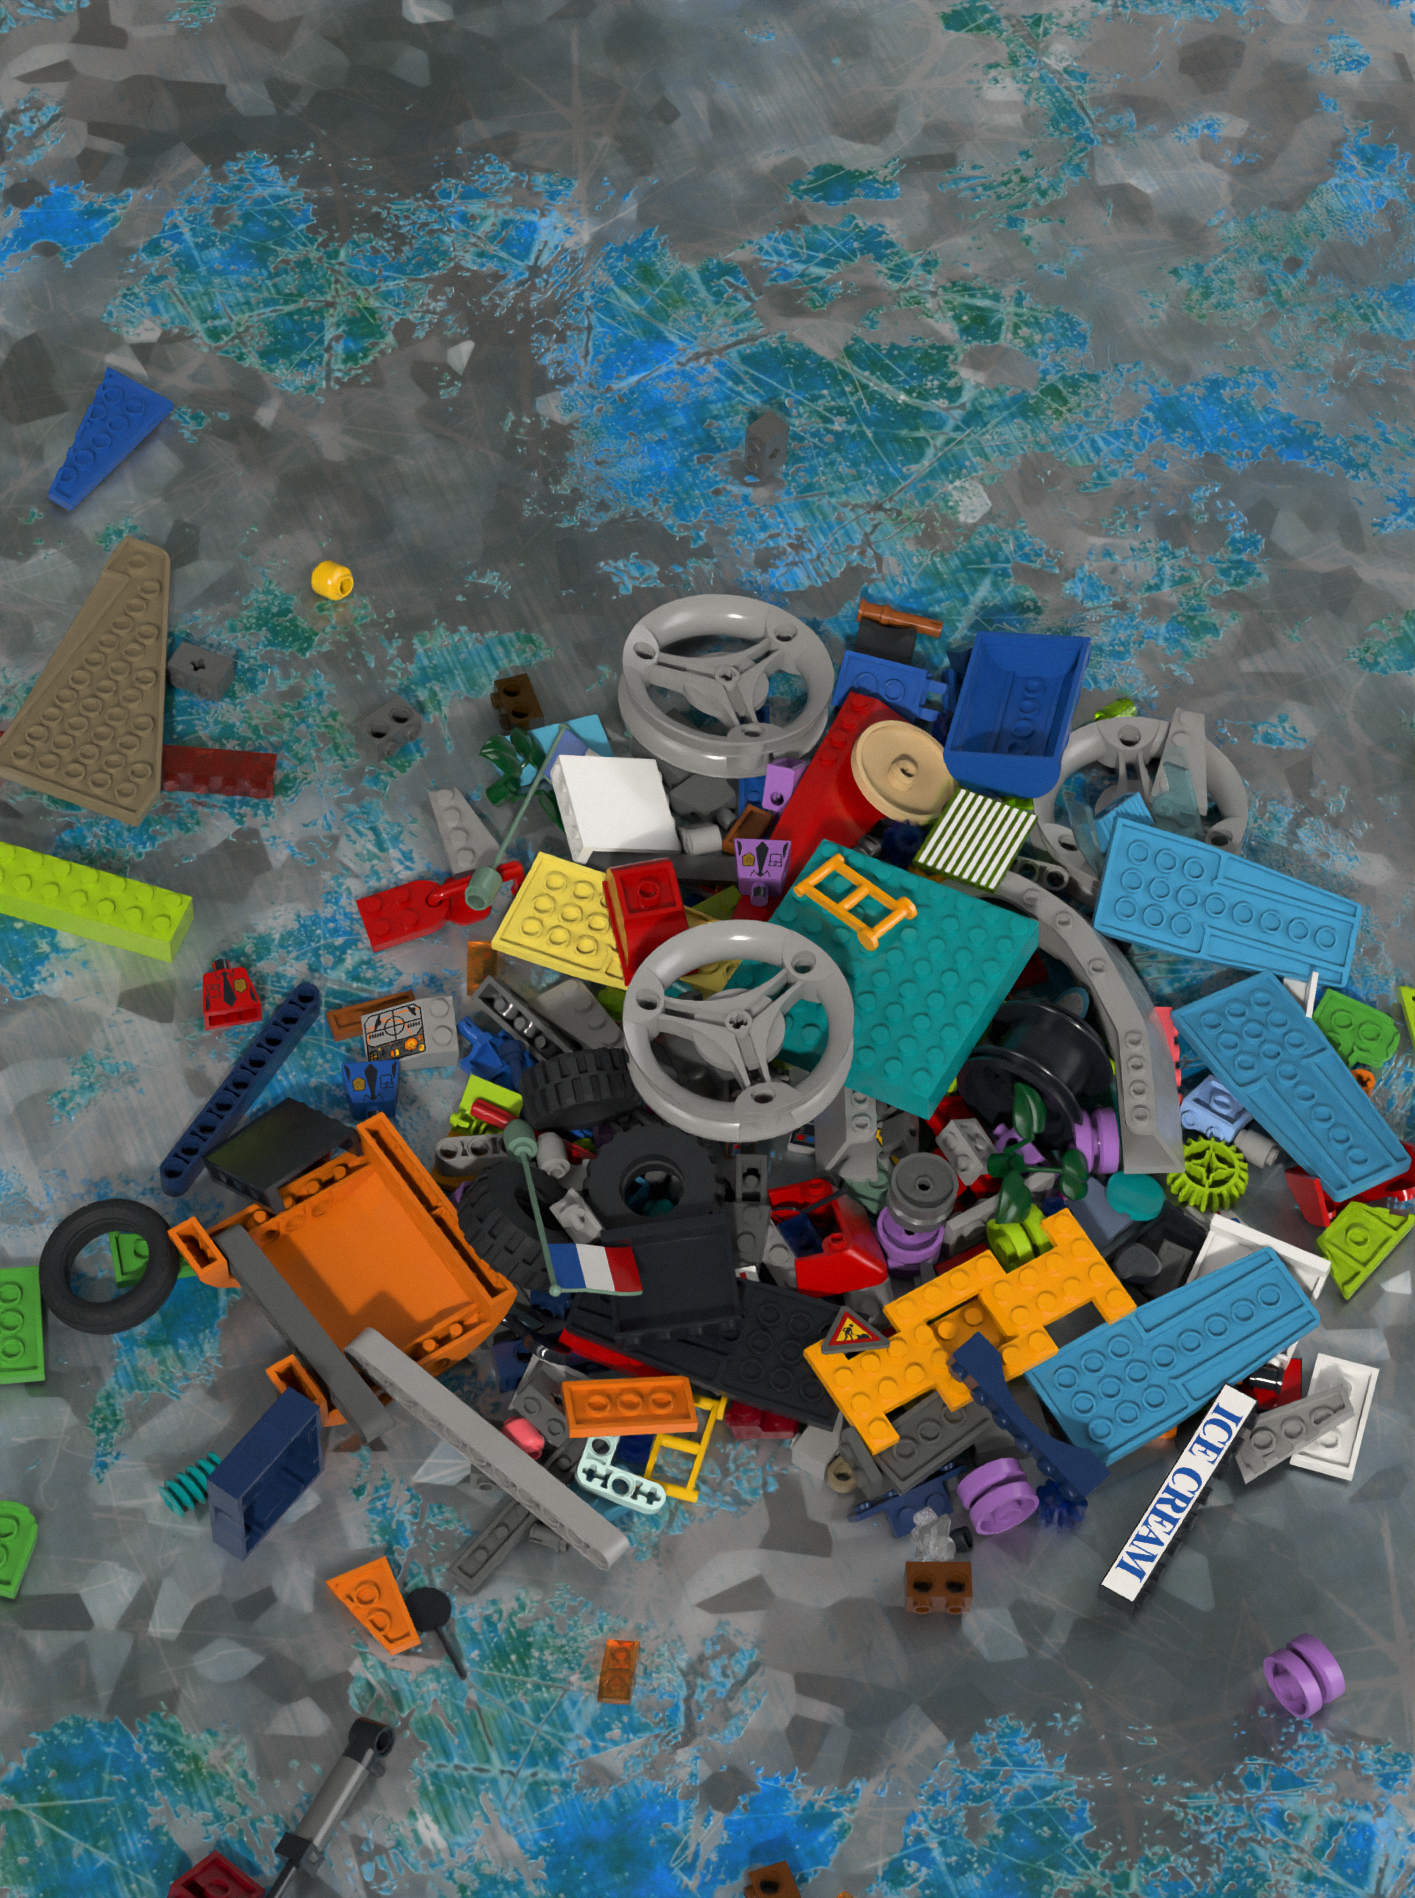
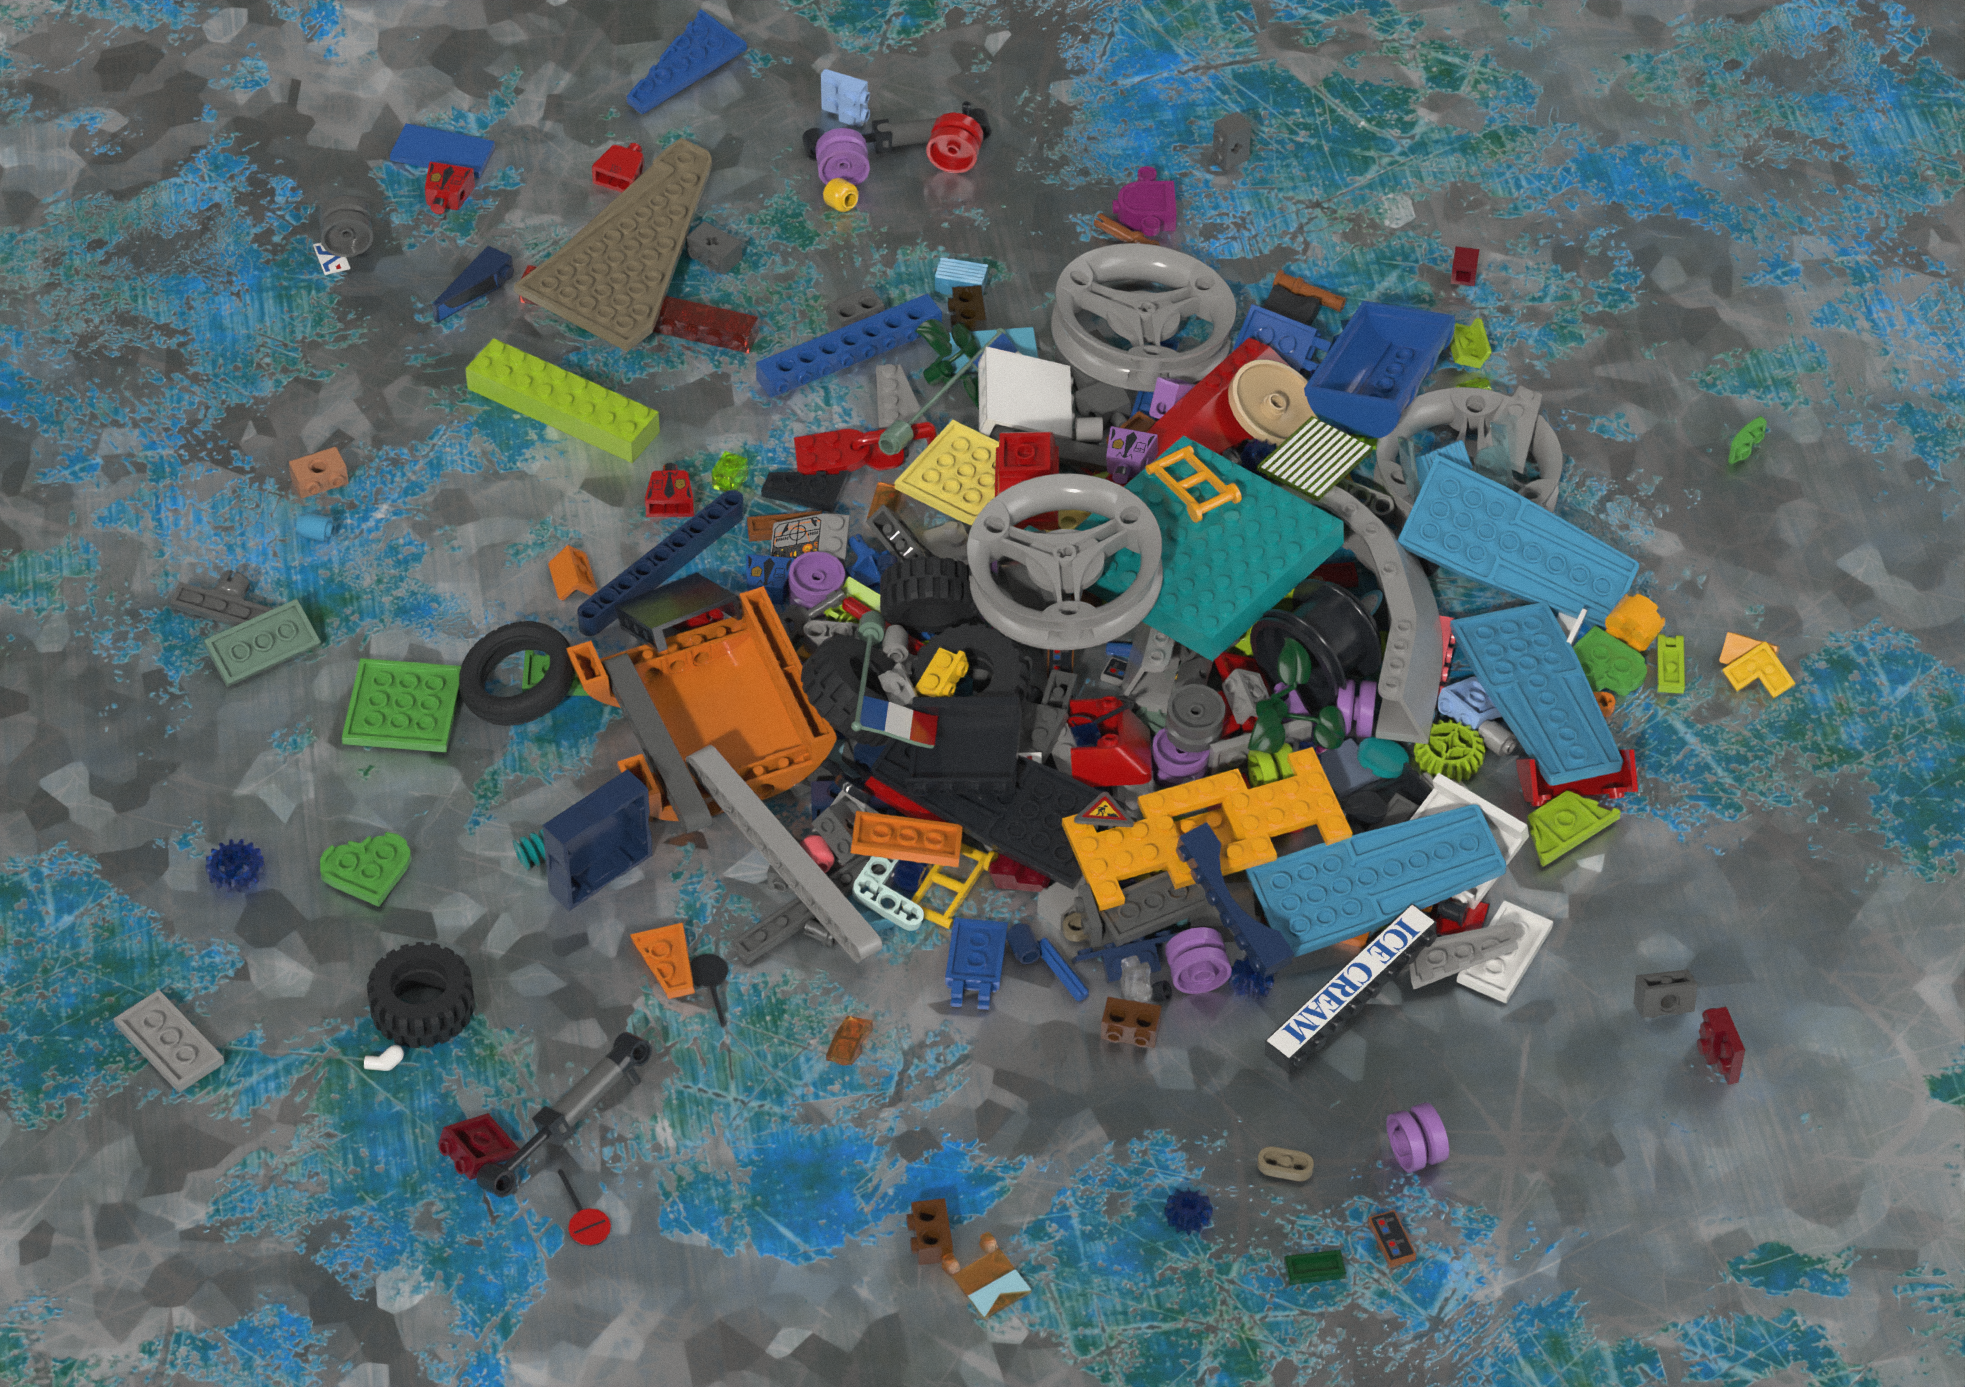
camera: 15 degrees right, 5 degrees down
(63, 585) = (619, 167): none -> red torso
(75, 1802) = (385, 1061): none -> white arm
(90, 1673) = (420, 1022): none -> black tyre
(137, 1120) = (572, 571): none -> orange panel
(292, 959) = (729, 472): none -> clear neon green brick
(308, 456) = (845, 97): none -> light blue plate
(324, 533) = (842, 155): none -> medium lavender wheel
(363, 496) = (898, 134): none -> piece
(390, 772) = (845, 346): none -> blue brick
(391, 965) = (811, 491): none -> black wing
(428, 1134) = (801, 616): none -> dark grey piece
(431, 1087) = (814, 577): none -> medium lavender wheel
(450, 495) = (954, 142): none -> red wheel
(496, 662) = (959, 274): none -> dark azure brick
(624, 1195) = (942, 674): none -> yellow bracket
(684, 585) = (1121, 232): none -> dark orange pin
(689, 538) = (1147, 204): none -> magenta piece
(737, 1537) = (975, 959): none -> blue tile
(788, 1508) = (1023, 943): none -> dark blue brick
(840, 1532) = (1063, 970): none -> blue axle
(1065, 1818) = (1188, 1211): none -> clear blue gear
(1067, 561) = (1464, 266): none -> dark red brick
(1105, 659) = (1470, 344): none -> lime bracket
(1158, 1734) = (1285, 1163): none -> dark tan plate
(1225, 1859) = (1314, 1267): none -> dark green tile
(1302, 1806) = (1392, 1238): none -> tile
(1373, 977) = (1635, 621): none -> light orange brick

